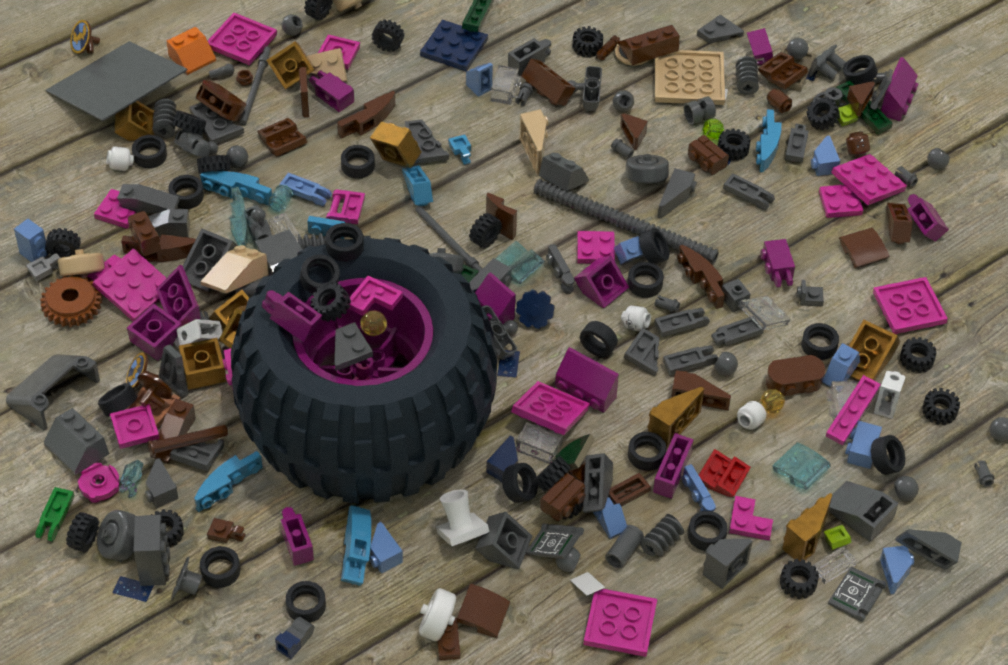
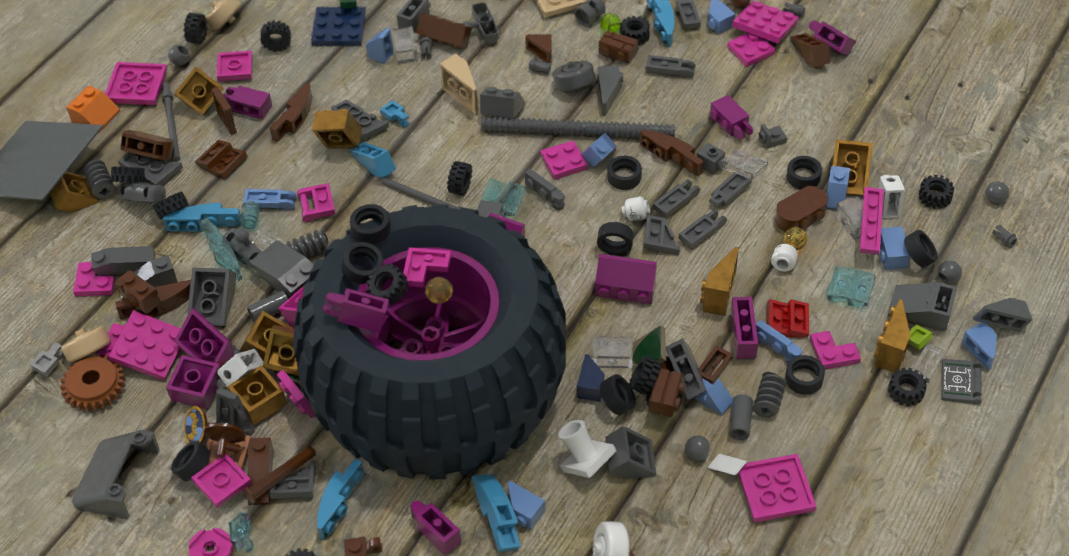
camera: 20 degrees left, 0 degrees up
(30, 240) = (24, 339): medium blue brick -> none
(62, 242) = (57, 330): black tyre -> none
(75, 441) = (168, 518): dark grey slope -> none
(119, 158) = (73, 231): white head -> none
(149, 141) = (103, 224): black tyre -> none
(160, 486) = (275, 529): dark grey slope -> none
(189, 181) = (154, 229): black tyre -> none
(226, 70) = (136, 116): dark grey arm -> none
(236, 269) = (245, 294): tan slope -> none
(238, 156) = (190, 190): dark grey piece -> none
(244, 77) = (157, 117): reddish brown plate -> none
(321, 225) = (307, 225): dark azure plate -> none
(329, 61) = (233, 77): tan wing -> none
(350, 347) = (427, 320): dark grey wing -> none
(357, 151) = (300, 148): black tyre -> none
(483, 610) = (647, 527): reddish brown slope -> none
(505, 214) = (475, 157): reddish brown slope -> none
(535, 309) = (543, 232): dark blue plant -> none
(550, 408) = (606, 316): dark pink plate -> none
(554, 541) = (678, 436): dark grey piece -> none
(601, 281) = (587, 187): magenta slope -> none
(623, 101) = (519, 24): dark grey piece -> none
(651, 439) = (715, 312): black tyre -> none
(654, 246) = (618, 140): black tyre -> none
(668, 304) = (651, 187): dark grey pin -> none
(712, 396) = (714, 250): reddish brown slope -> none
(726, 364) = (737, 220): dark grey piece -> none
(726, 560) = (838, 394): dark grey slope -> none
(864, 247) = (794, 80): reddish brown slope -> none
(910, 305) = (860, 115): dark pink plate -> none
(920, 346) = (891, 147): black tyre -> none

